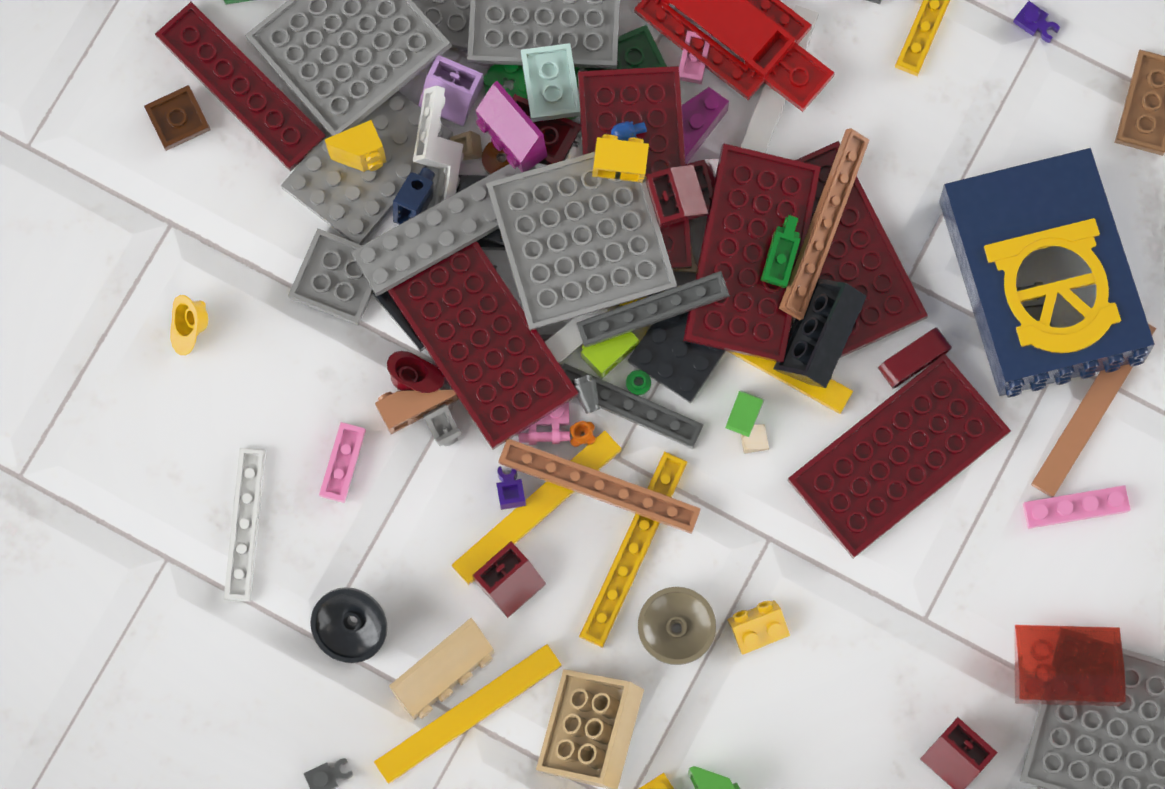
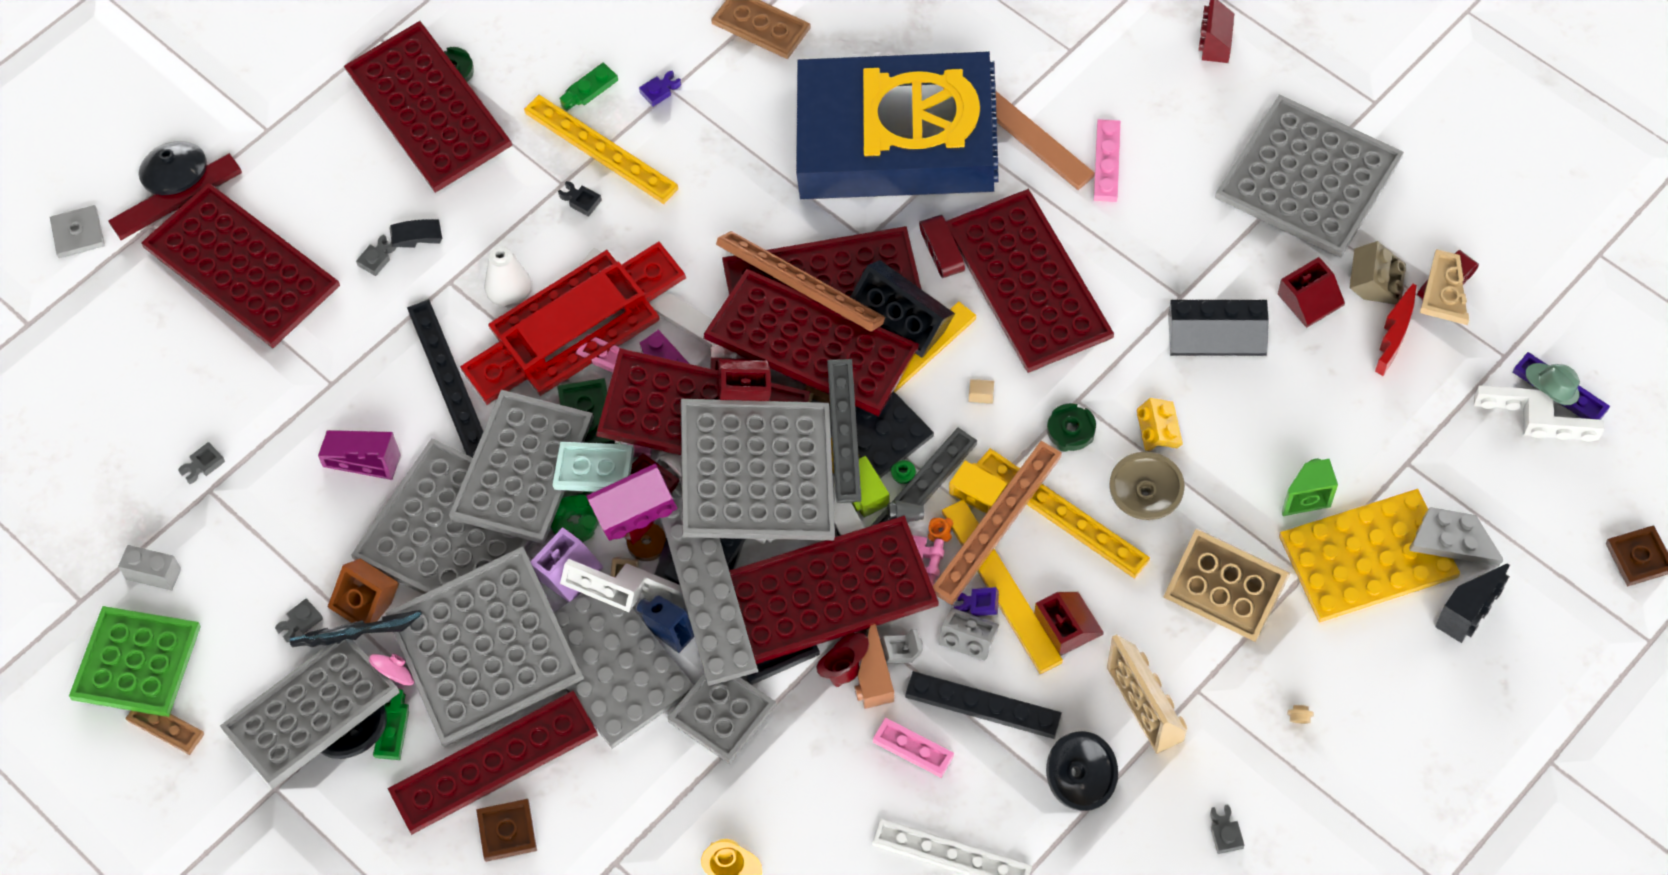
camera: 75 degrees left, 15 degrees down
(357, 148) = (604, 650): yellow slope -> none
(404, 519) = (983, 705): none -> black plate
(467, 714) = (1190, 691): yellow tile -> none
(475, 486) = (968, 634): none -> light grey bracket
(620, 156) = (701, 404): yellow piece -> none
(628, 130) = (669, 404): blue cylinder -> none
(637, 458) = (976, 486): none -> yellow brick
(736, 523) = (1067, 439): none -> dark green plate
(744, 413) = (958, 385): bright green slope -> none
(782, 253) = (821, 313): green hinge -> none
(890, 664) = (1218, 327): none -> slope
(1069, 665) = (1250, 190): clear red slope -> none

